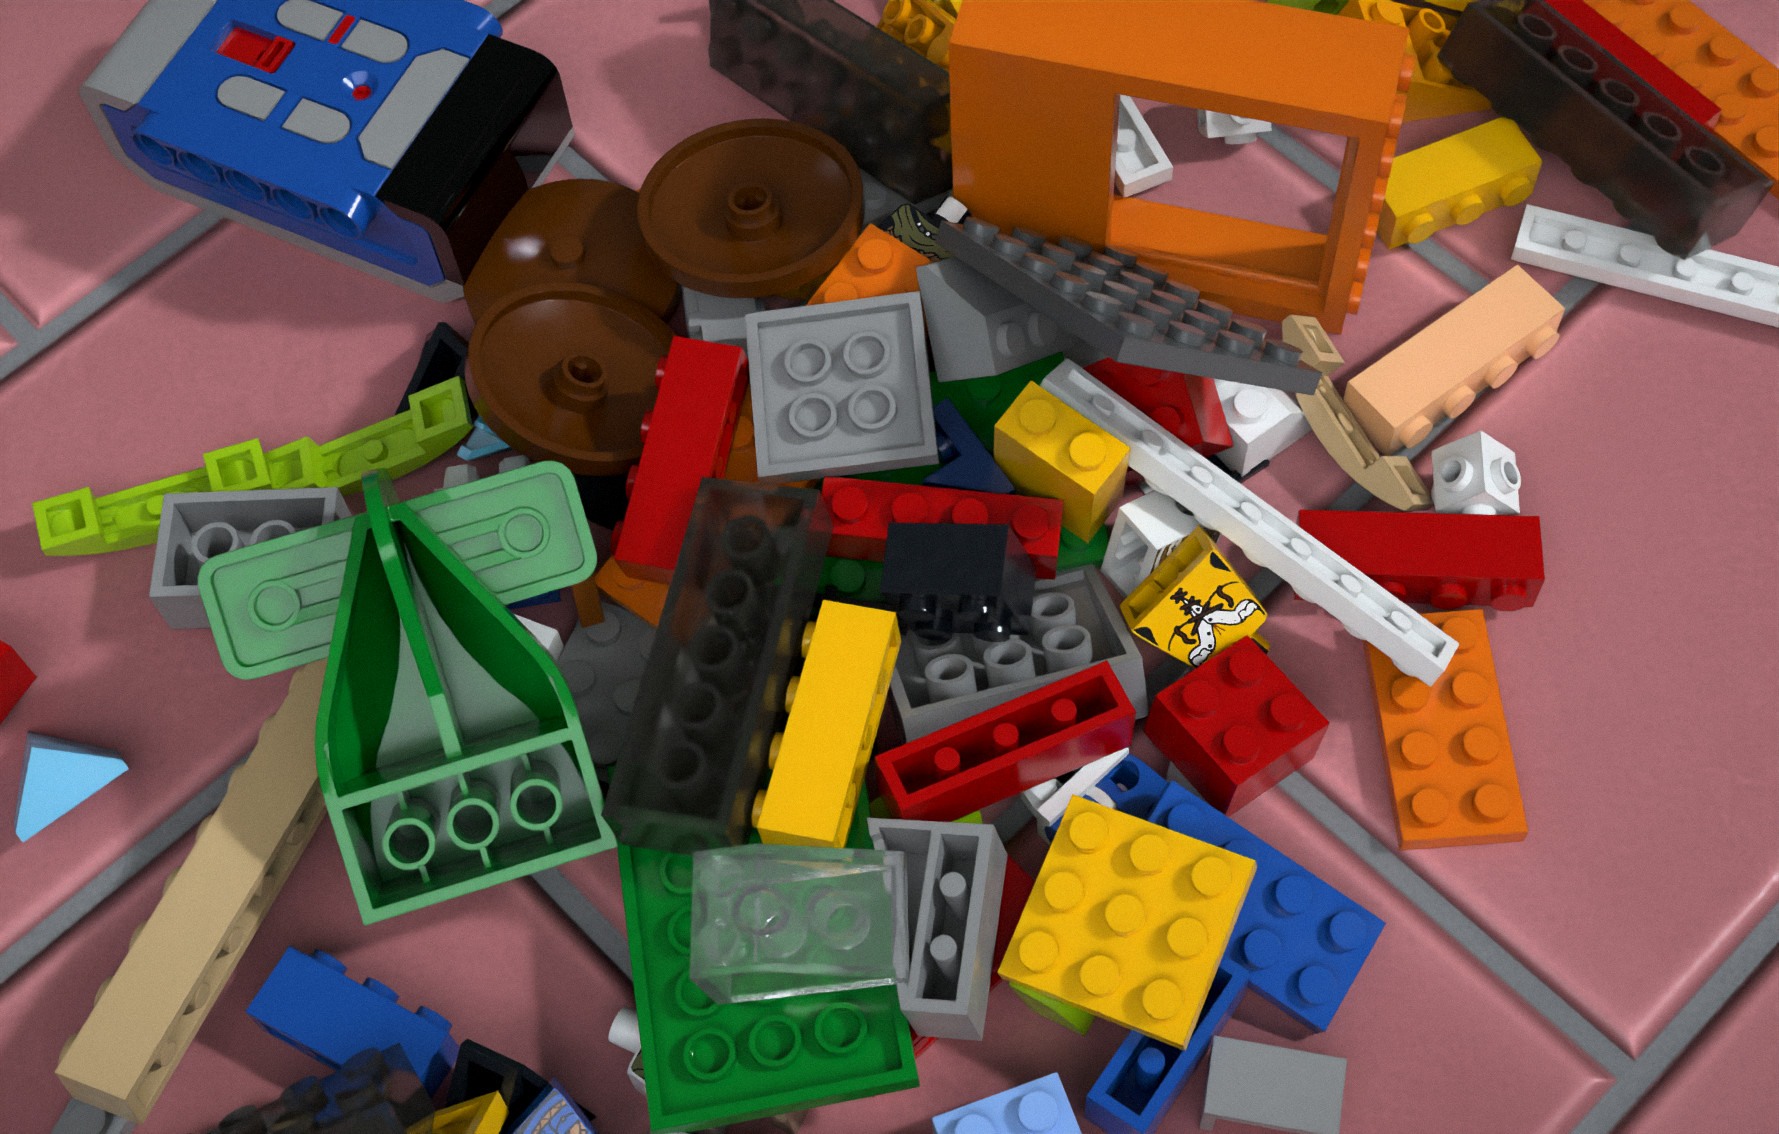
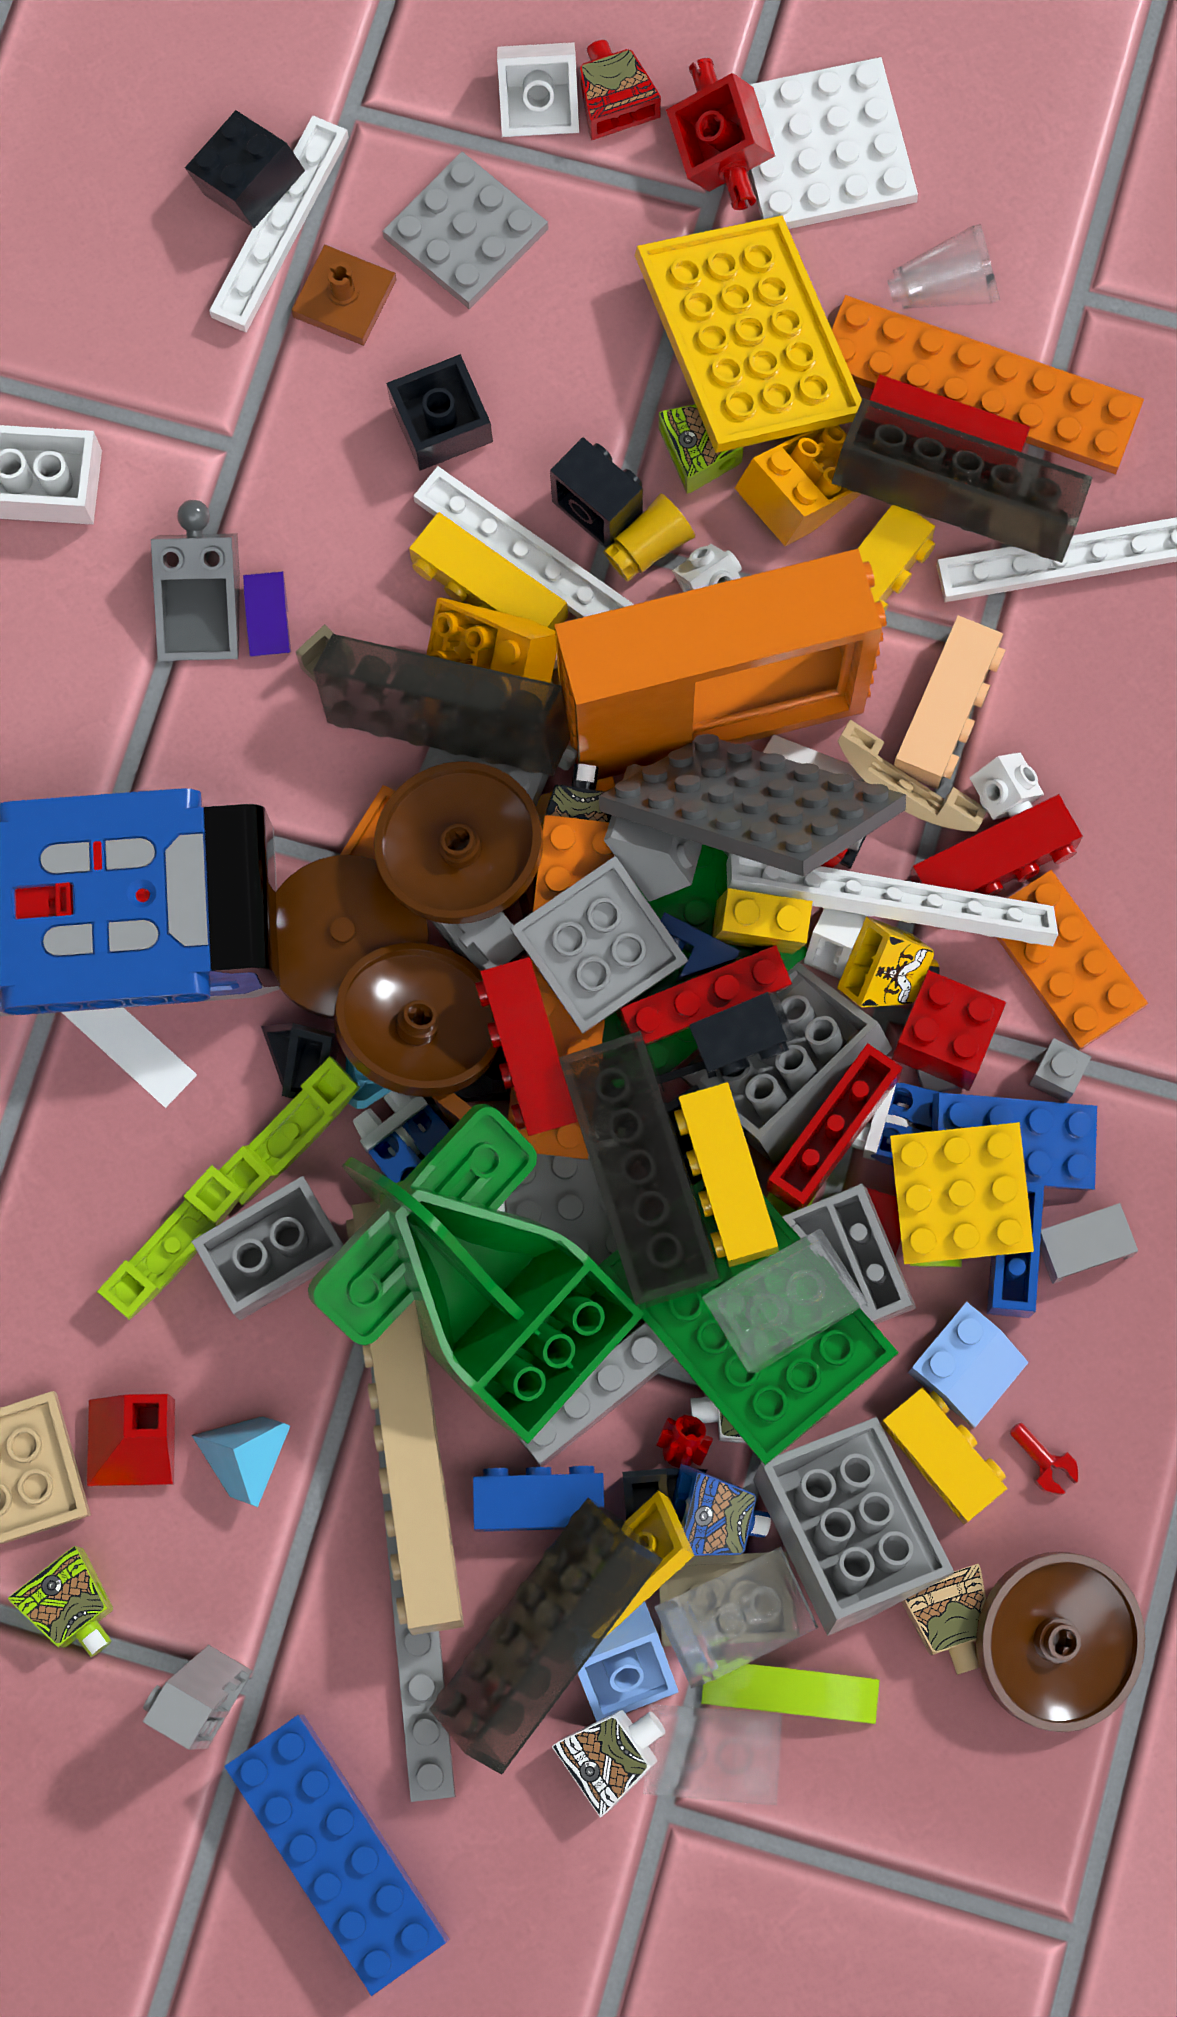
camera: 30 degrees left, 15 degrees up
(276, 295) = (135, 1051): none -> white sticker
(503, 935) = (610, 1384): none -> light grey brick
(582, 1055) = (684, 1441): none -> red gear
(1359, 851) = (1060, 1070): none -> light grey brick

